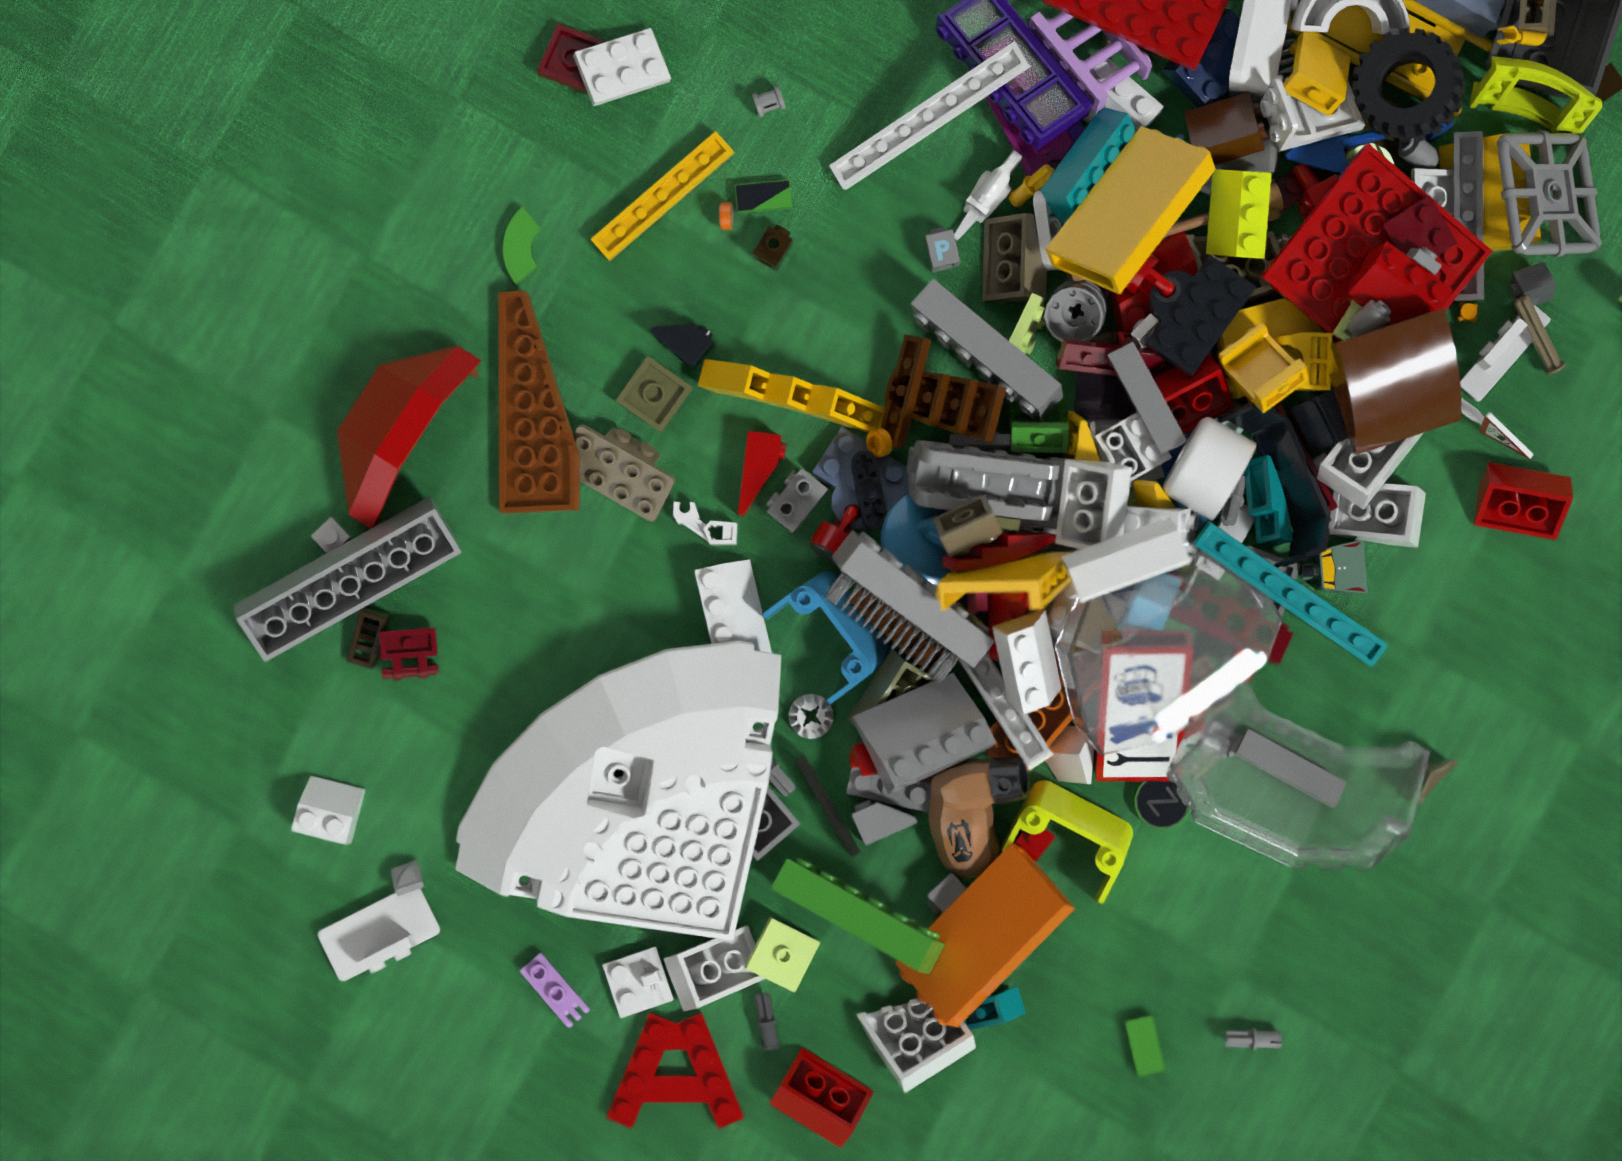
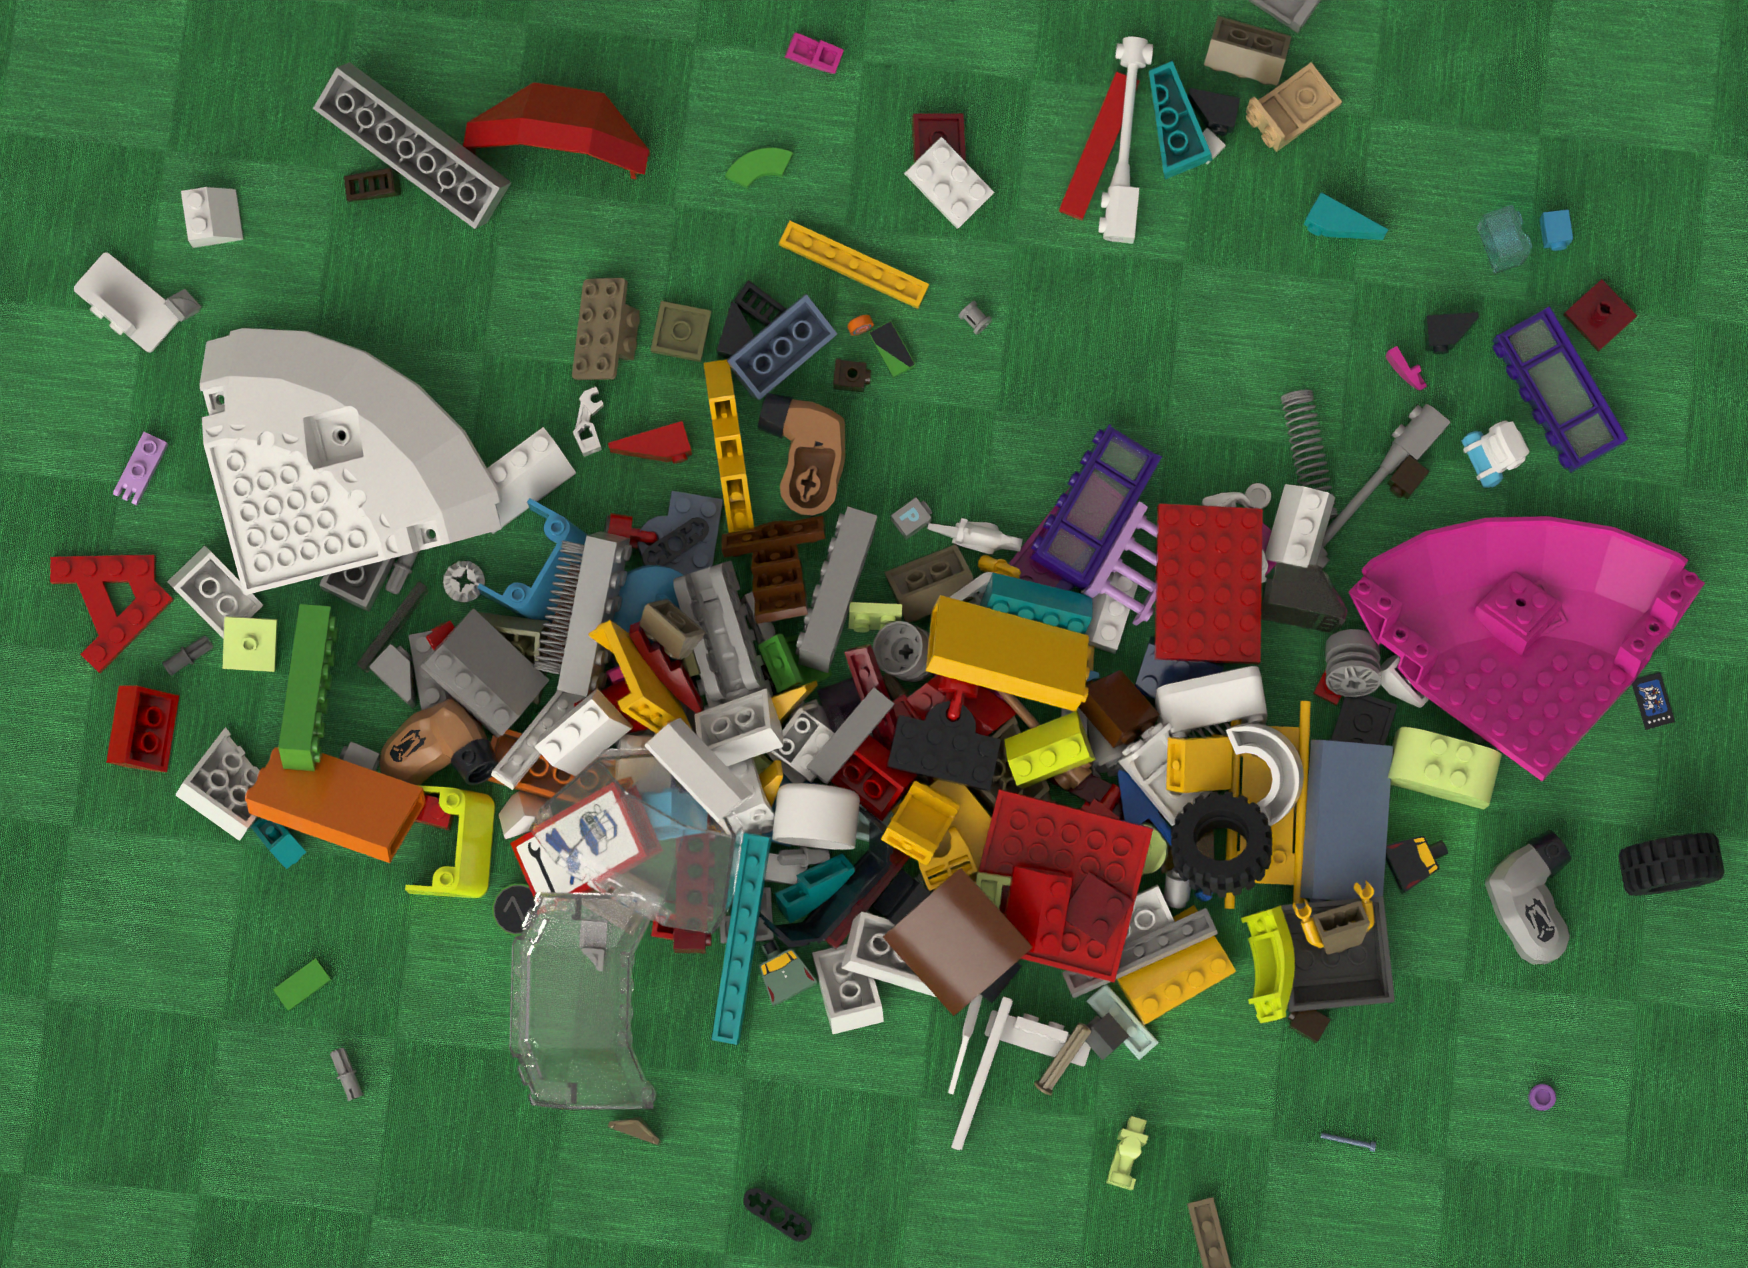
camera: 60 degrees right, 5 degrees down
(330, 535) = (444, 117): white plate -> none
(408, 644) = (378, 218): dark red plate -> none
(430, 142) = (814, 53): none -> dark pink slope
(535, 437) = (601, 247): dark orange wing -> none
(638, 982) = (176, 534): white hinge -> none
(640, 316) = (754, 313): none -> black slope
(719, 301) = (781, 347): none -> sand blue slope
(796, 500) = (641, 488): light grey brick -> none
(837, 314) = (814, 452): none -> medium nougat piece
(879, 442) = (720, 535): light orange tile -> none
(930, 115) = (1018, 454): white plate -> none
(1143, 330) = (912, 710): white plate -> none
(1290, 768) = (592, 1005): light grey tile -> none
(1370, 318) = (1000, 893): light grey brick -> none
(1425, 259) = (1073, 919): light grey plate -> none
(1467, 312) = (1059, 992): light orange piece -> none
(1499, 270) = (1140, 1039): none -> light aqua tile
(1519, 420) = (982, 1073): none -> white tile
(1523, 501) = (913, 1108): red slope -> none
(1539, 182) = (1173, 1008): light grey plate -> none
(1589, 672) = (757, 1209): none -> black beam

